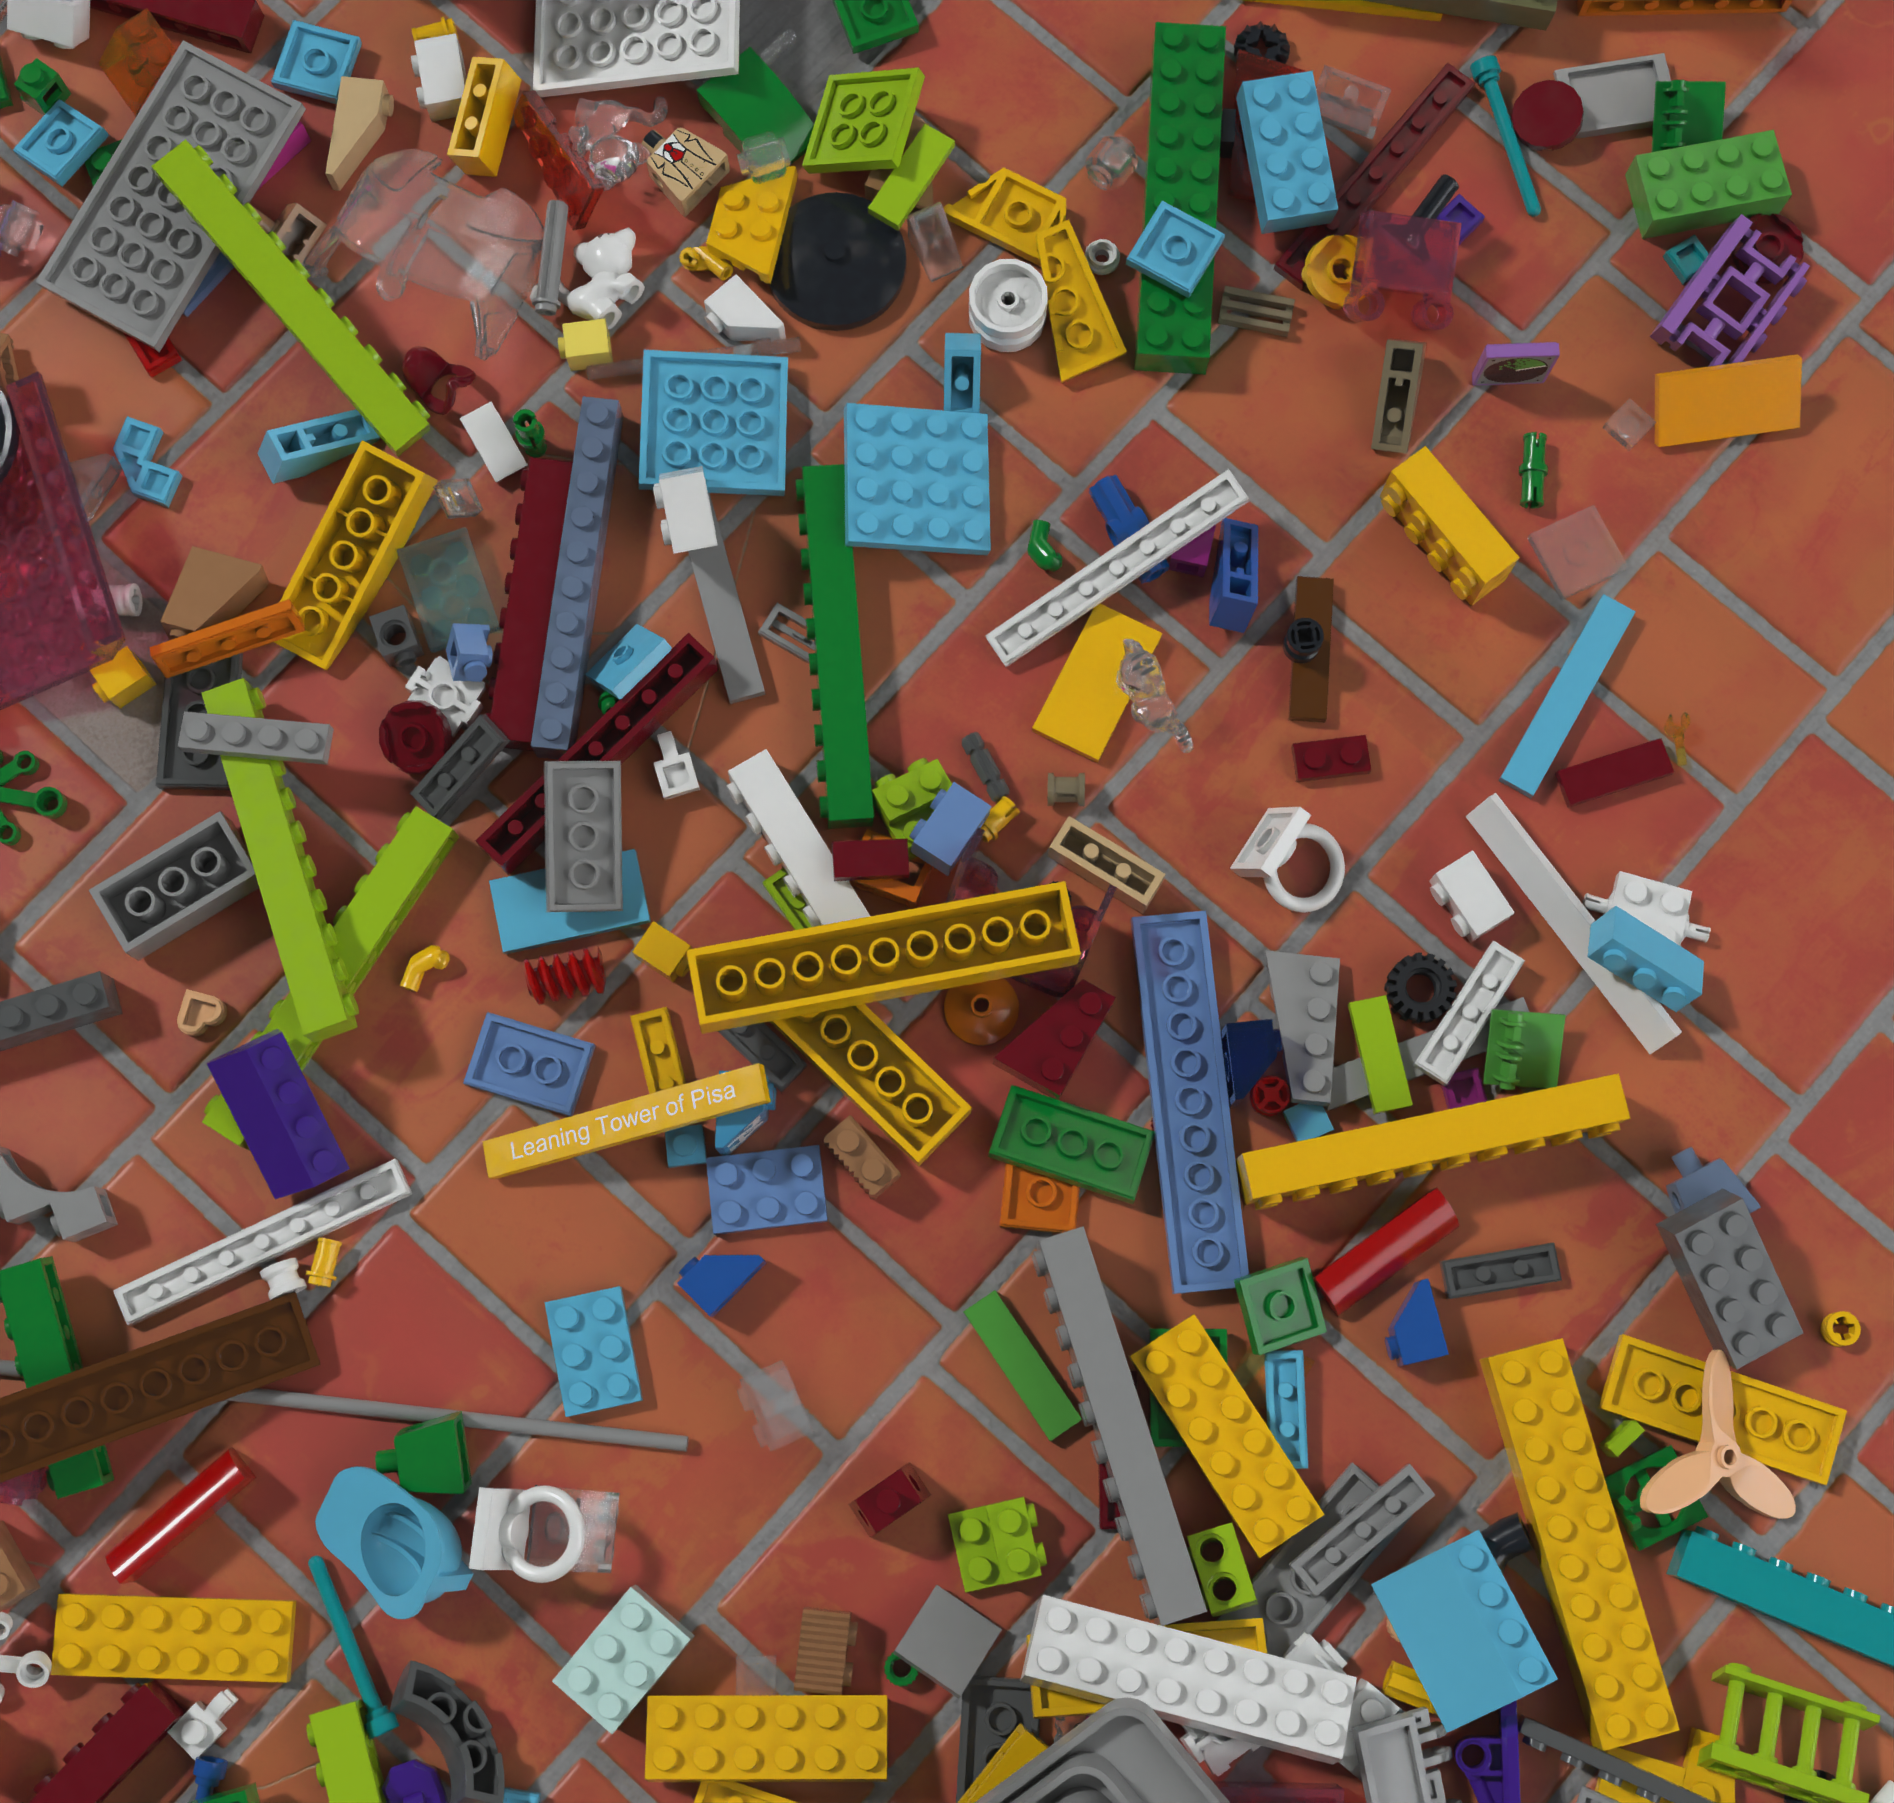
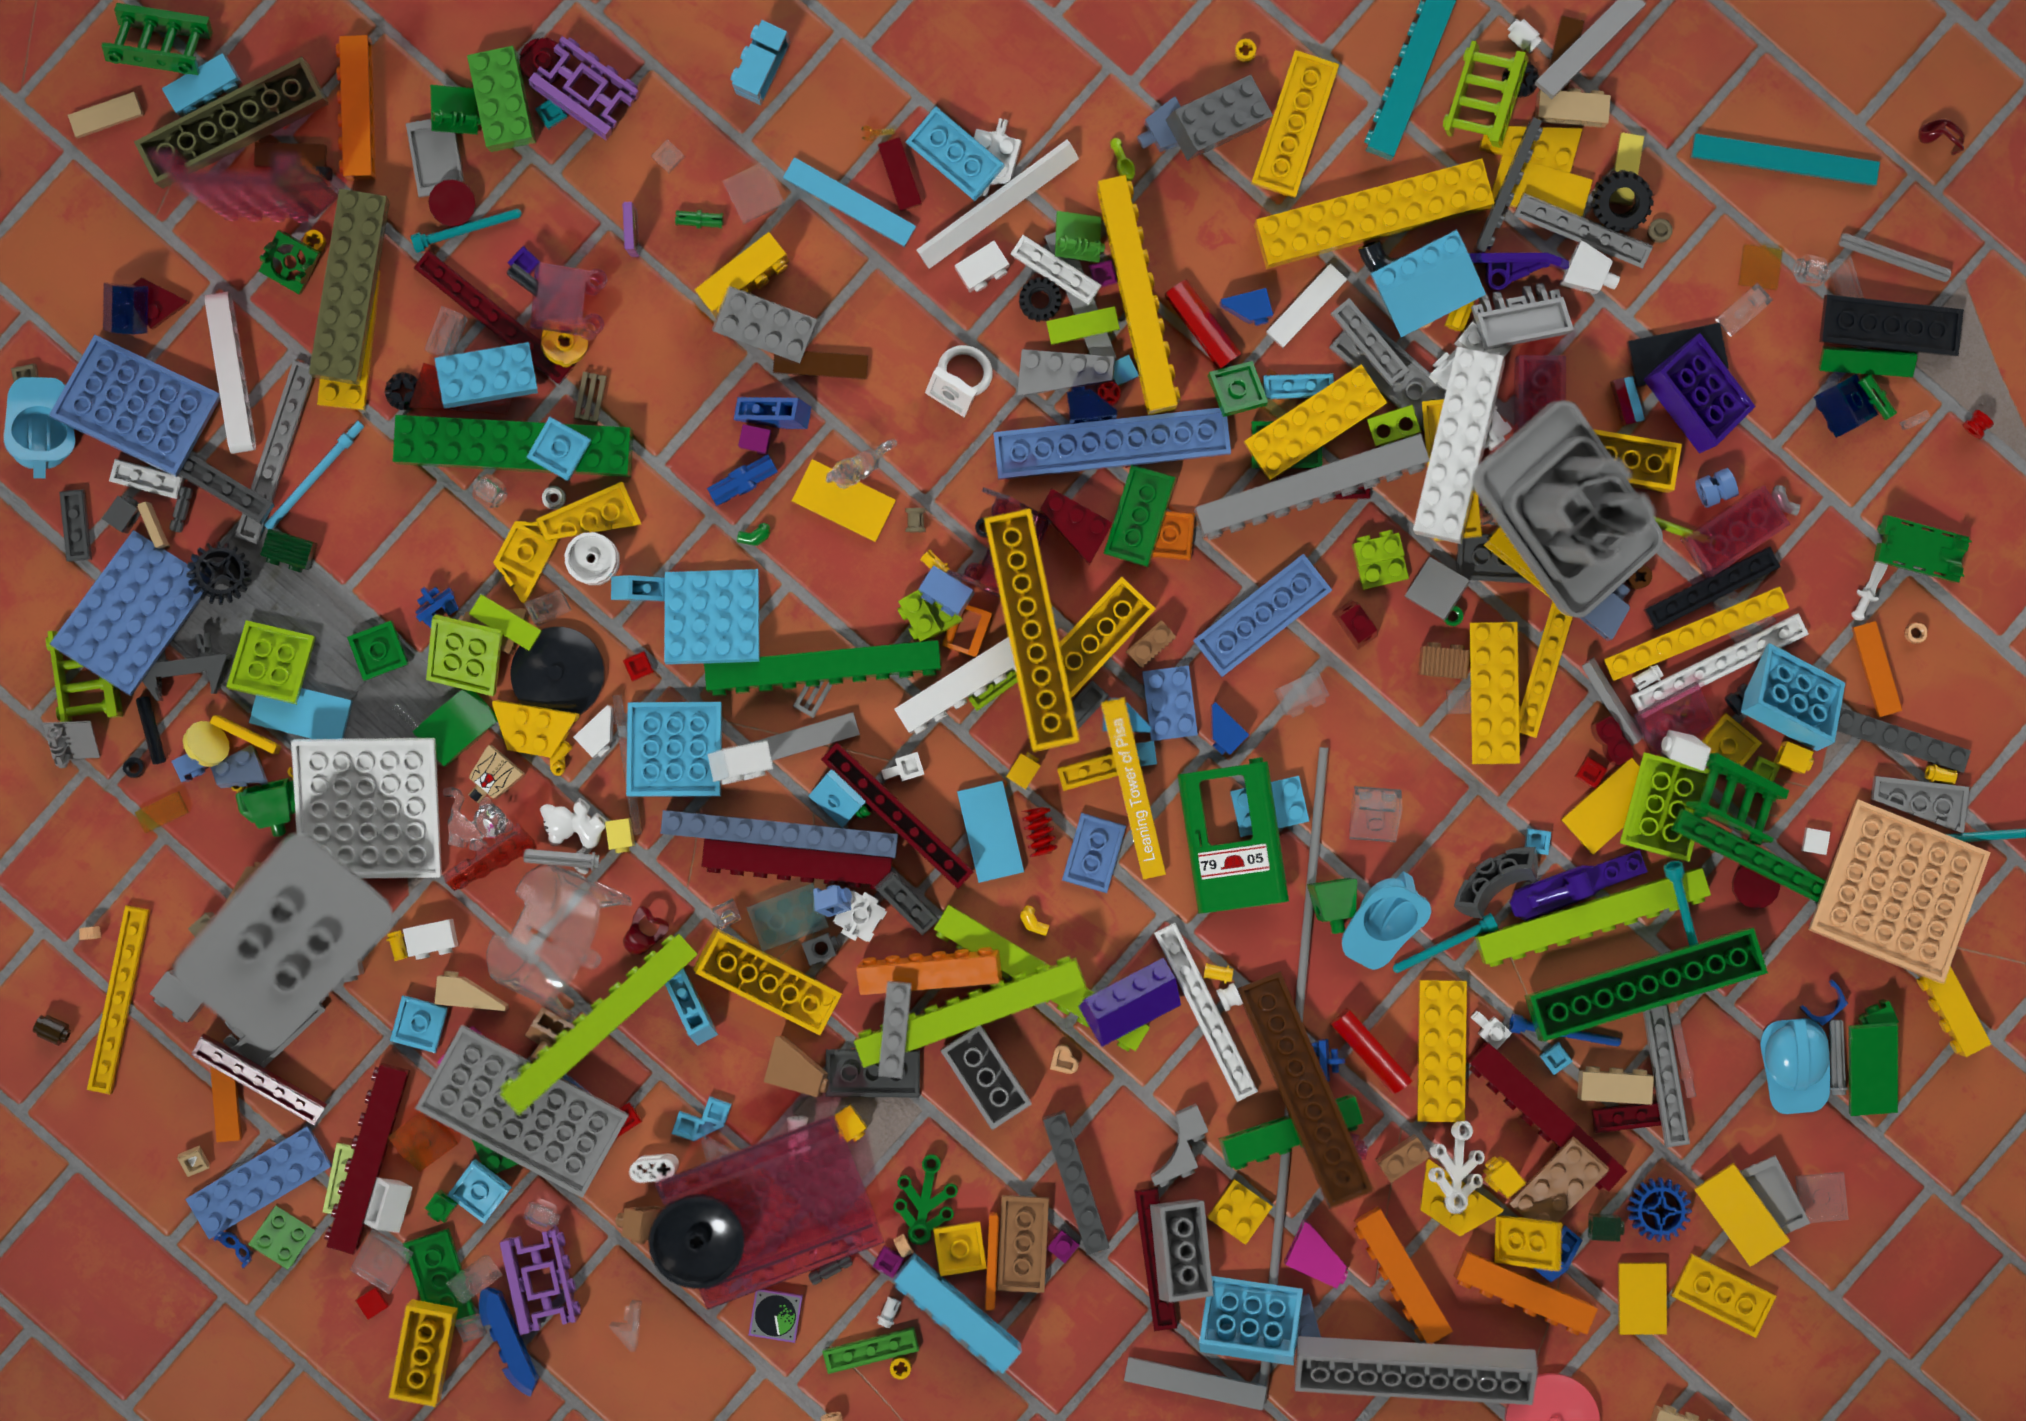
camera: 95 degrees left, 10 degrees up
(68, 388) = (657, 1172): none -> white connector
(186, 1432) = (1322, 1051): none -> blue hips
(227, 638) = (826, 1054): orange tile -> none
(349, 801) = (930, 971): none -> orange brick
(415, 736) = (886, 933): dark red tile -> none
(483, 1293) = (1236, 872): none -> green piece
(484, 116) = (461, 907): yellow brick -> none
(493, 441) = (686, 893): white slope -> none
(504, 1526) = (1379, 853): white tile -> none
(526, 435) = (690, 867): green pin -> none
(583, 836) = (953, 821): light grey tile -> none
(623, 1658) = (1450, 780): light aqua brick -> none
(764, 157) = (491, 720): clear head -> none
(844, 377) = (638, 666): none -> red tile
(870, 859) = (966, 641): dark red tile -> none
(907, 1343) = (1262, 615): none -> medium blue plate
(947, 102) = (444, 600): none -> blue hips
(985, 766) = (900, 571): dark grey axle -> none
(986, 1026) = (1067, 571): orange dish -> none
(1022, 1365) = (1274, 545): bright green tile -> none
(1105, 864) = (965, 494): tan brick -> none
(1117, 568) = (772, 487): white tile -> none
(1227, 132) = (466, 414): black tile -> none
(1299, 647) = (820, 372): black wheel -> none
(1331, 758) = (892, 352): dark red plate -> none
(1372, 554) = (764, 324): none -> light grey plate
(1398, 395) = (649, 305): dark tan slope -> none
(1420, 1425) = (1306, 305): none -> white tile
(1500, 1271) = (1213, 254): dark grey tile -> none
(1621, 1438) = (1313, 185): lime tile -> none
(1641, 1535) = (1353, 144): green piece -> none
(1642, 1127) = (1124, 164): none -> lime piece
(1646, 959) = (1023, 160): medium azure brick -> none
(1651, 854) = (955, 153): none -> medium azure tile
(1717, 1459) = (1326, 130): light nougat piece -> none
(1728, 400) = (653, 92): light orange tile -> none
(1784, 557) = (760, 62): none -> medium azure piece

